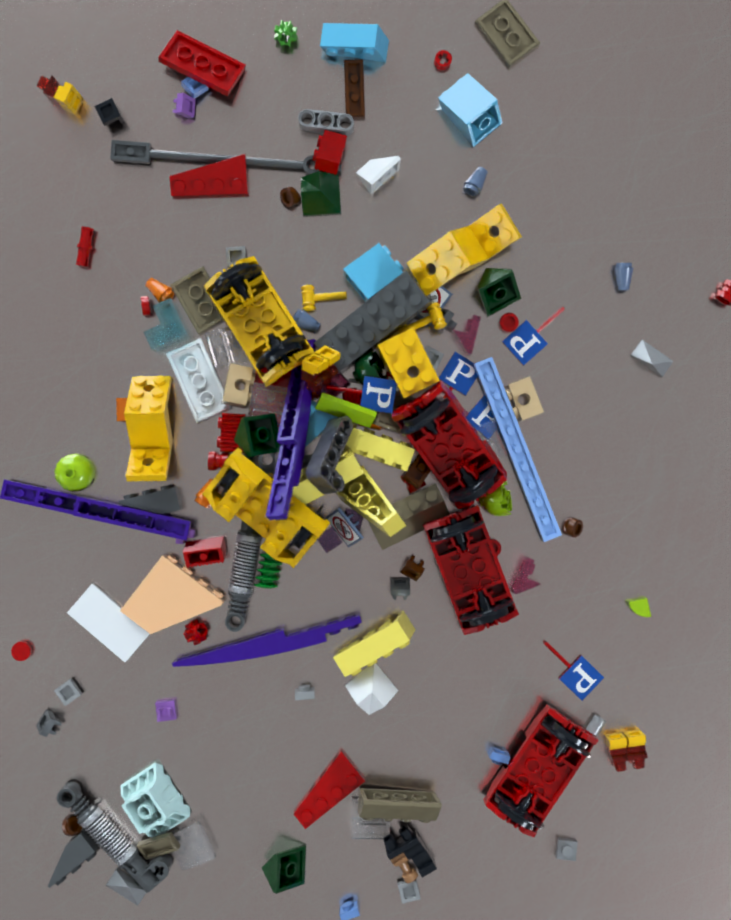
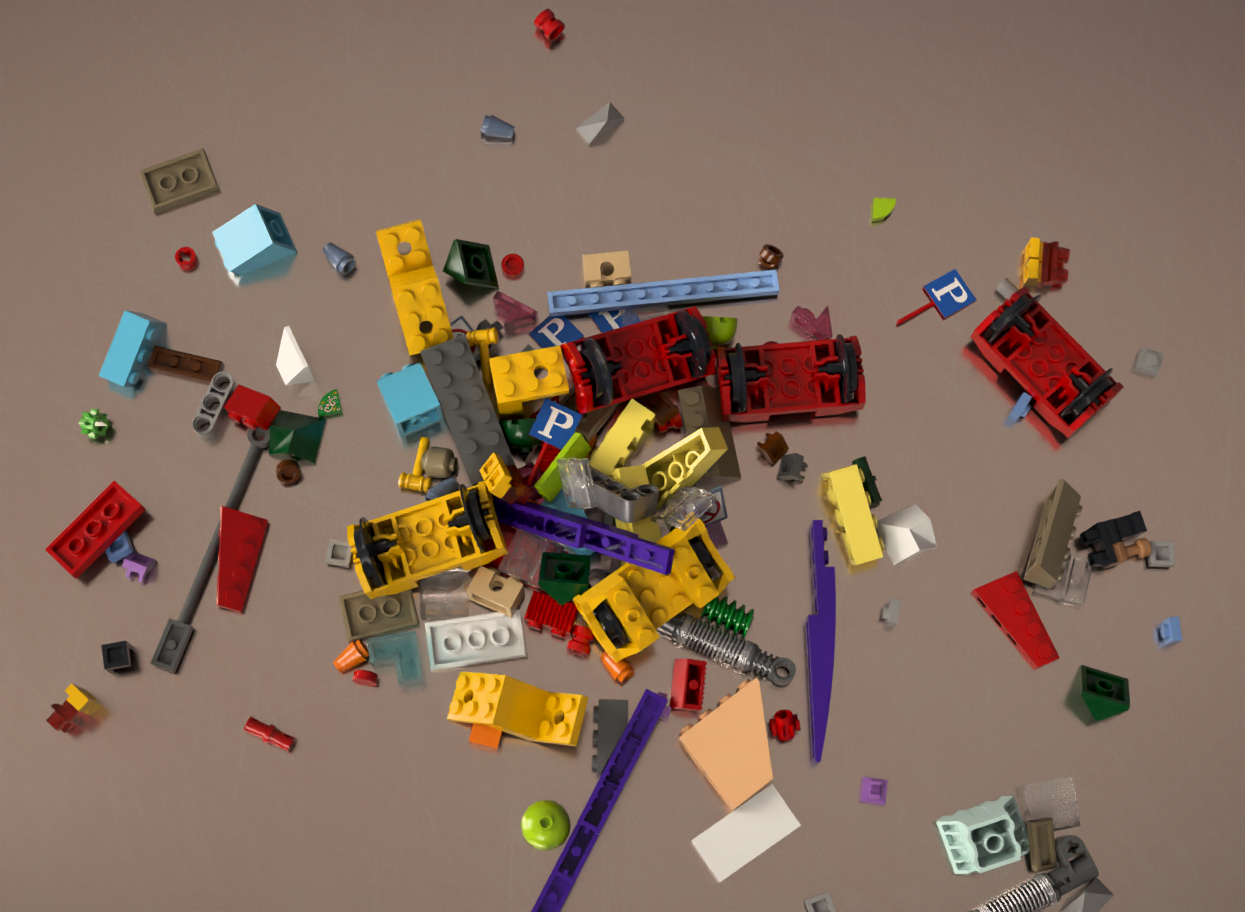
camera: 80 degrees left, 15 degrees down
(328, 311) = (439, 462): none -> dark tan head
(330, 425) = (577, 483): none -> clear slope
(333, 515) = (684, 508): none -> clear slope
(353, 212) = (329, 404): none -> green tile
(398, 654) = (869, 484): none -> dark green pin
(526, 341) = (539, 252): blue piece -> none

